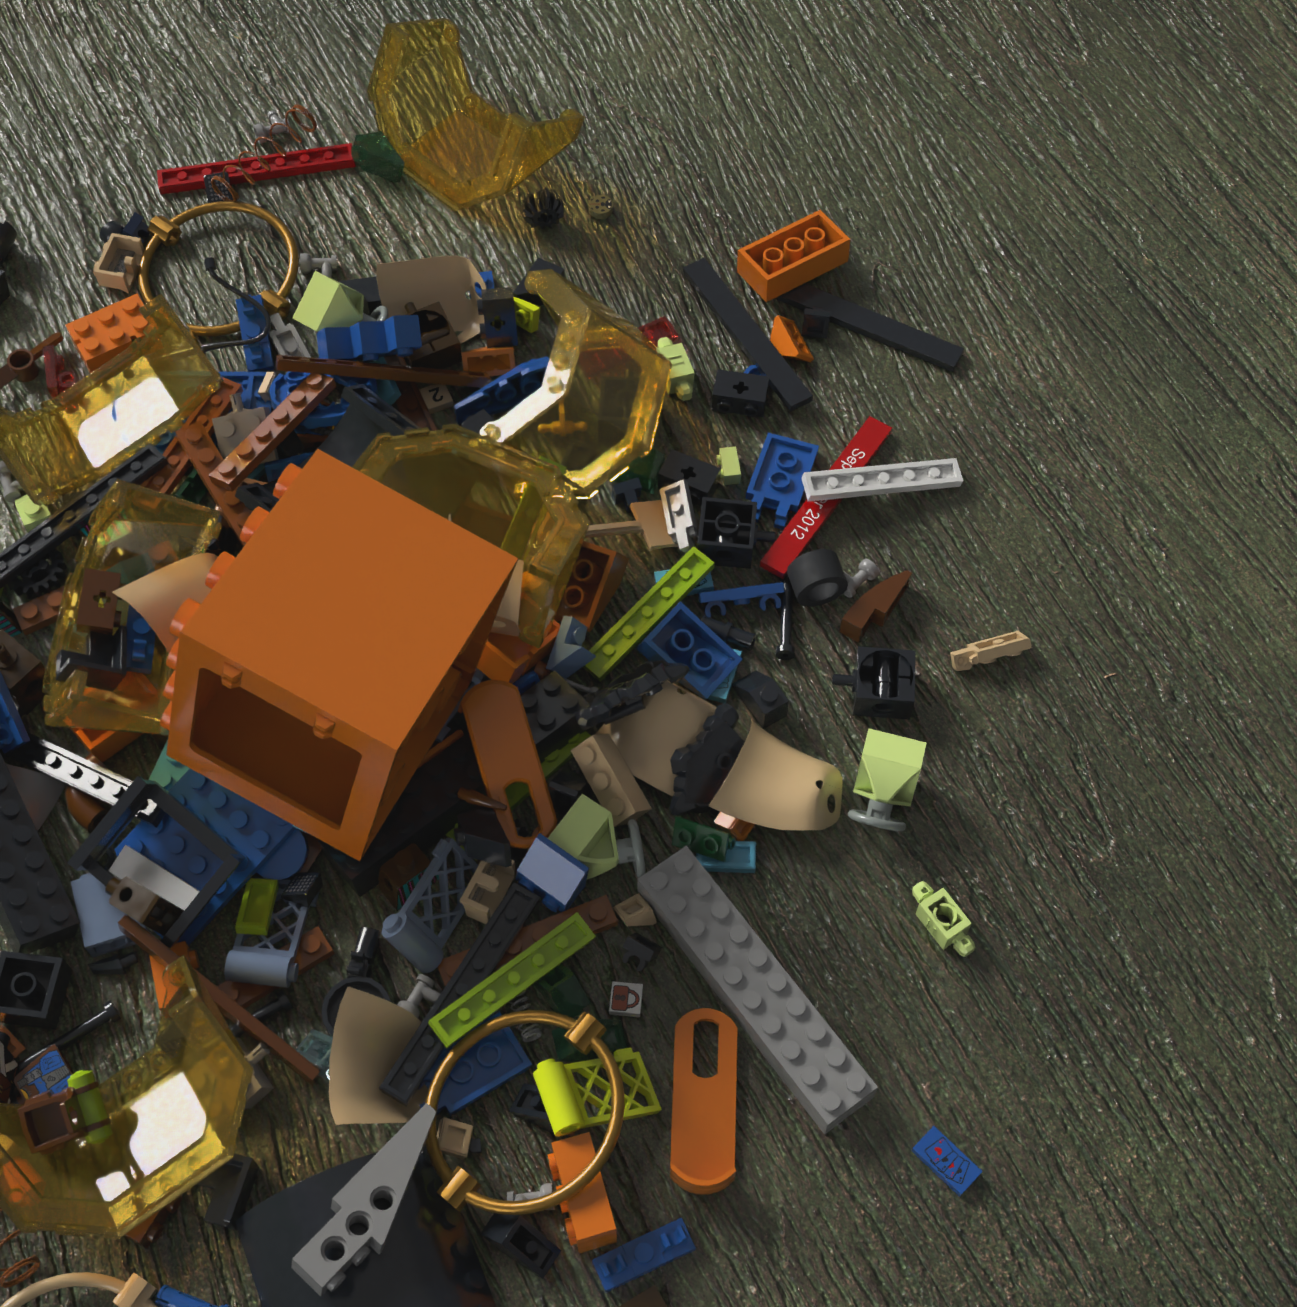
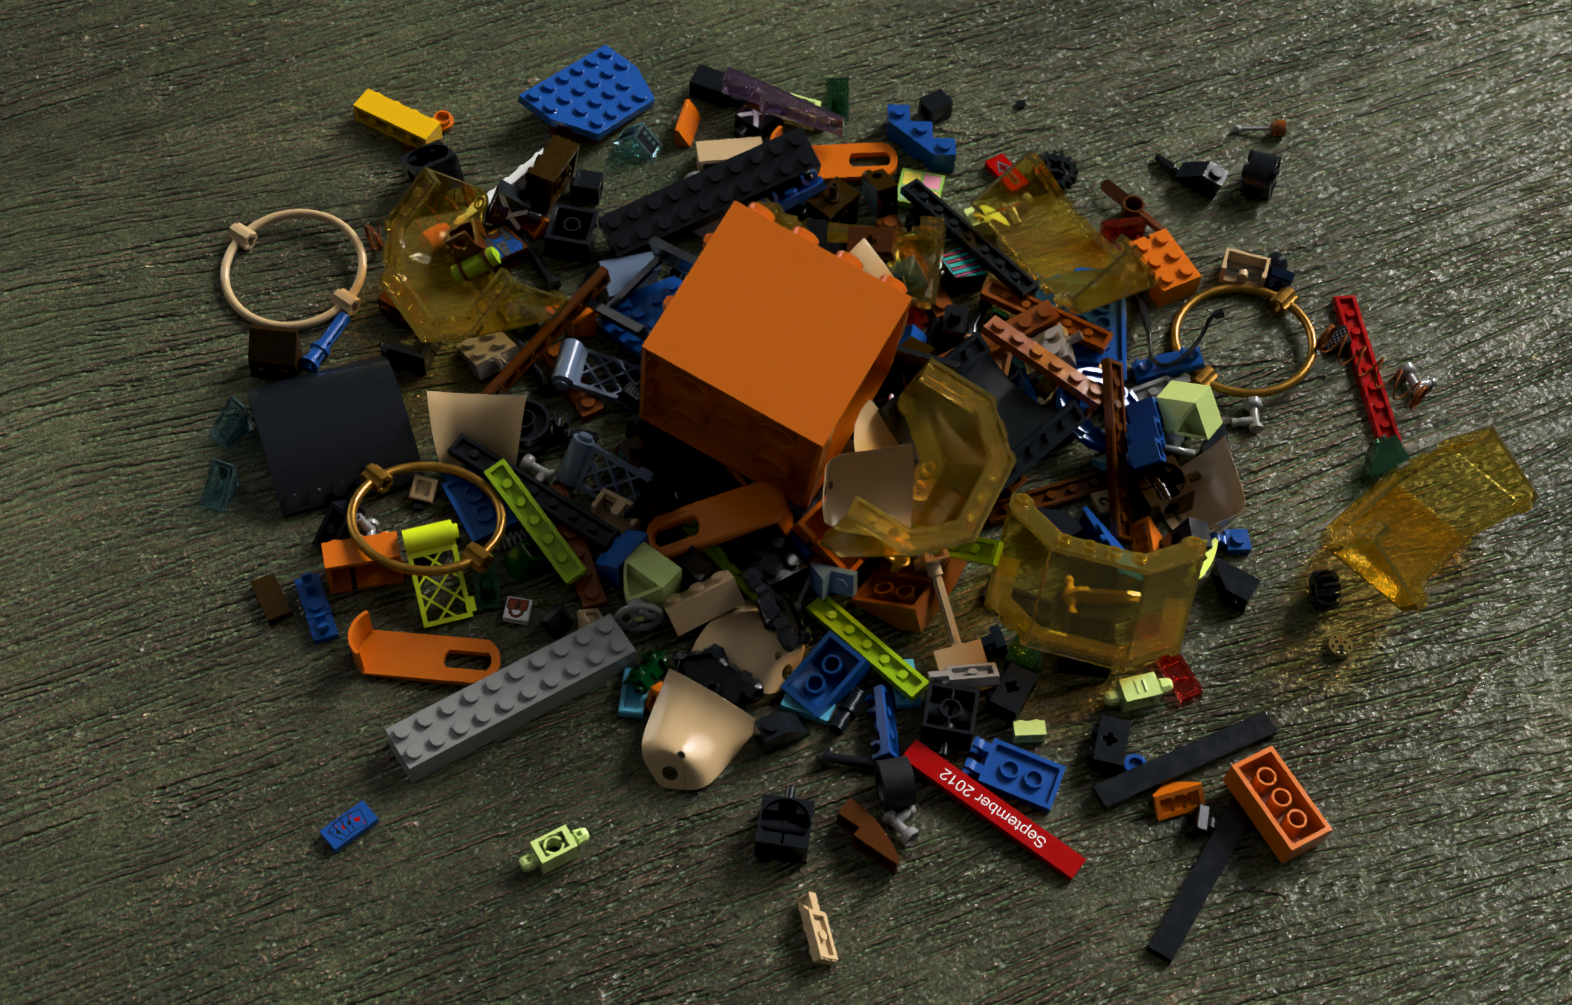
camera: 90 degrees right, 5 degrees down
(142, 904) = (617, 283): dark brown torso -> none
(153, 876) = (645, 294): white tile -> none
(257, 906) = (619, 365): lime tile -> none
(382, 1177) = (388, 425): light grey brick -> none
(474, 797) = (683, 497): reddish brown helmet -> none
(882, 479) = (1005, 856): white plate -> none
(887, 777) = (683, 810): yellowish green piece -> none

